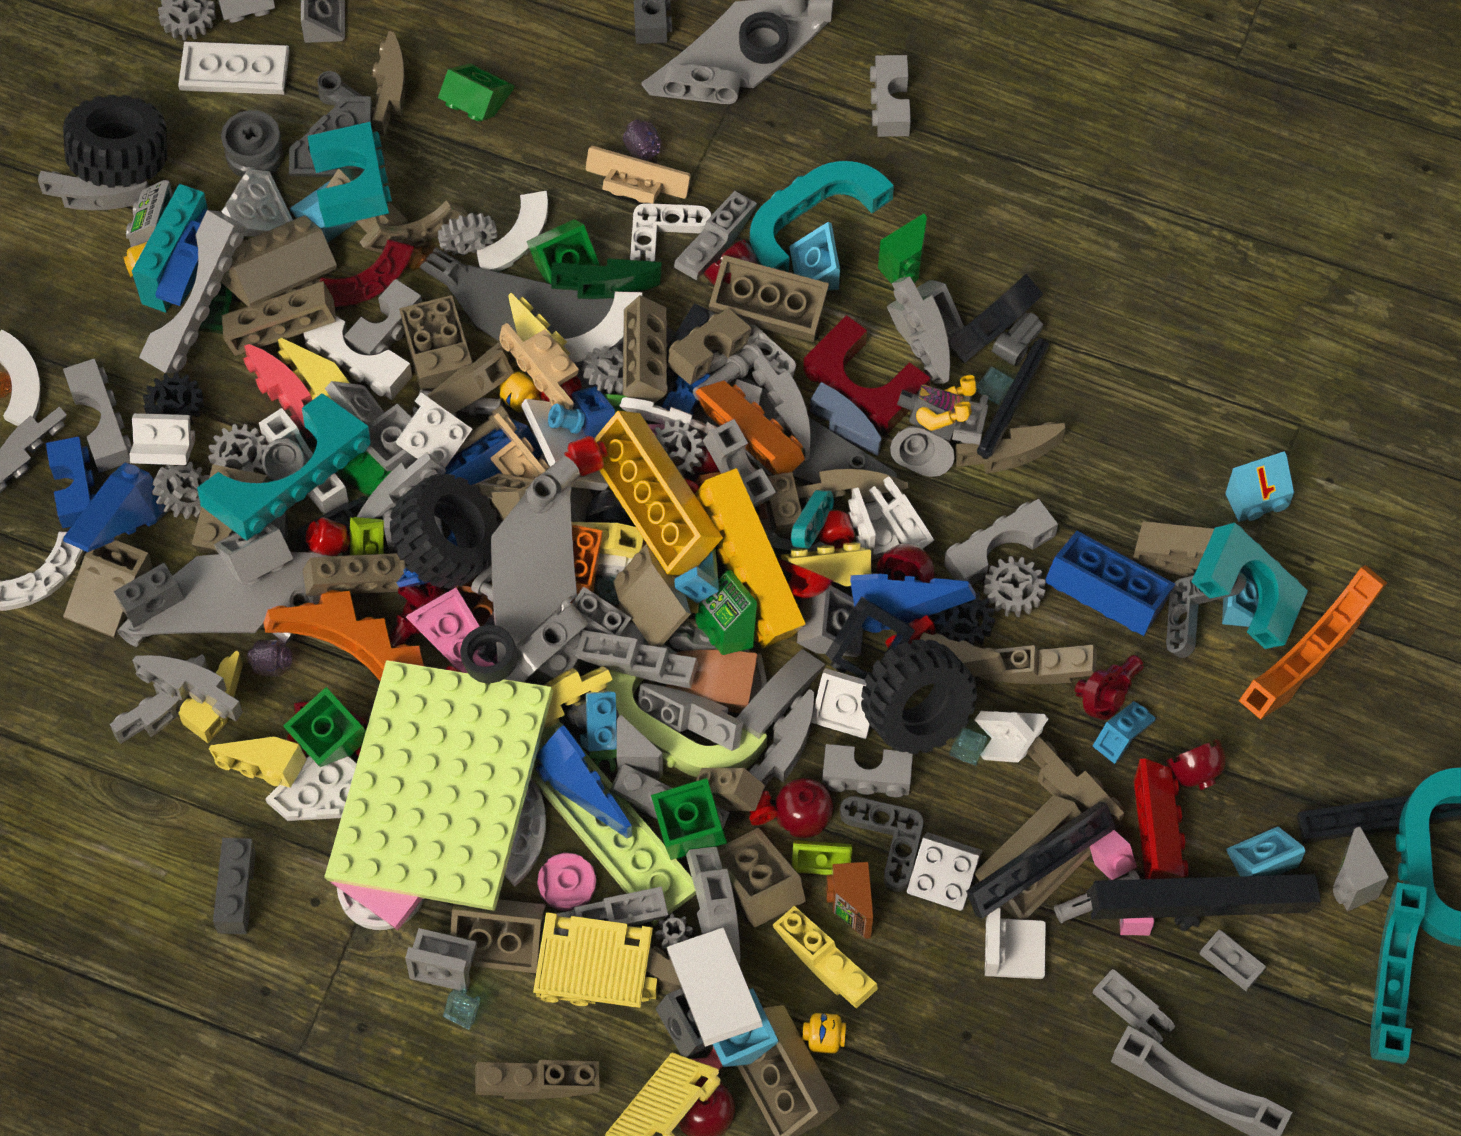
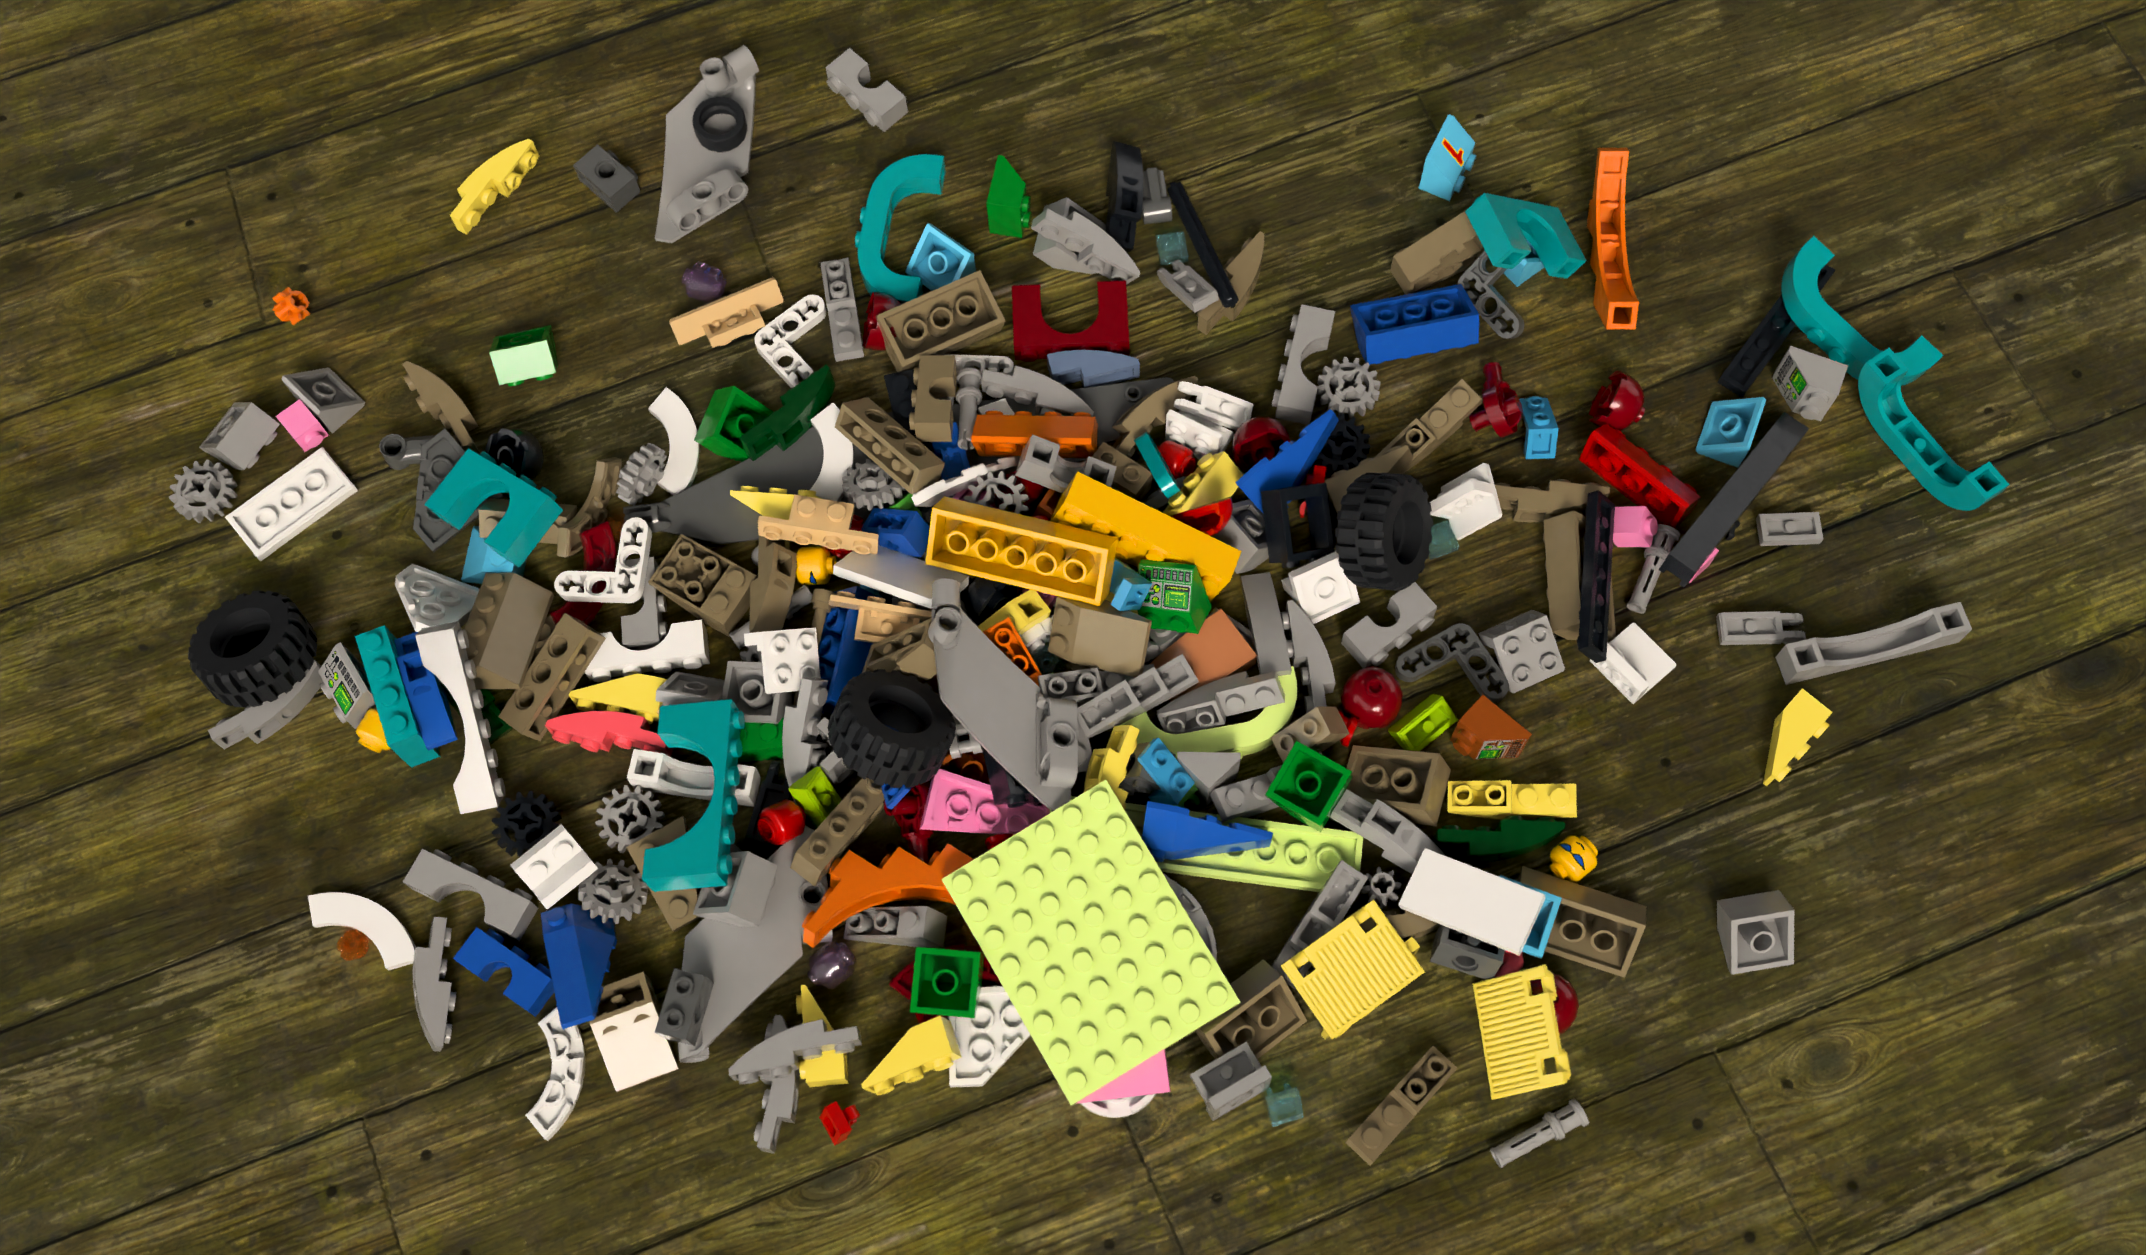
camera: 40 degrees left, 5 degrees up
(176, 758) = (838, 1121): none -> red tile
(234, 873) = (999, 1182): dark grey arch -> none
(252, 142) = (375, 551): dark grey wheel -> none
(282, 458) = (680, 791): light grey hair -> none
(287, 21) = (302, 425): none -> bright pink brick
(336, 672) = (898, 926): none -> light grey slope
(382, 290) = (614, 580): none -> white beam
(402, 153) = (517, 450): none -> black cylinder
(483, 635) = (1017, 777): black tyre -> none
(566, 418) = (880, 554): dark azure bush -> none
(566, 881) = (1254, 925): bright pink tile -> none
(587, 455) = (937, 564): red head -> none
(797, 983) = (1511, 839): none -> dark green slope
(922, 451) = (1174, 342): light grey piece -> none
(937, 408) = (1159, 297): torso -> none
(1080, 1093) = (1791, 731): none -> light yellow slope

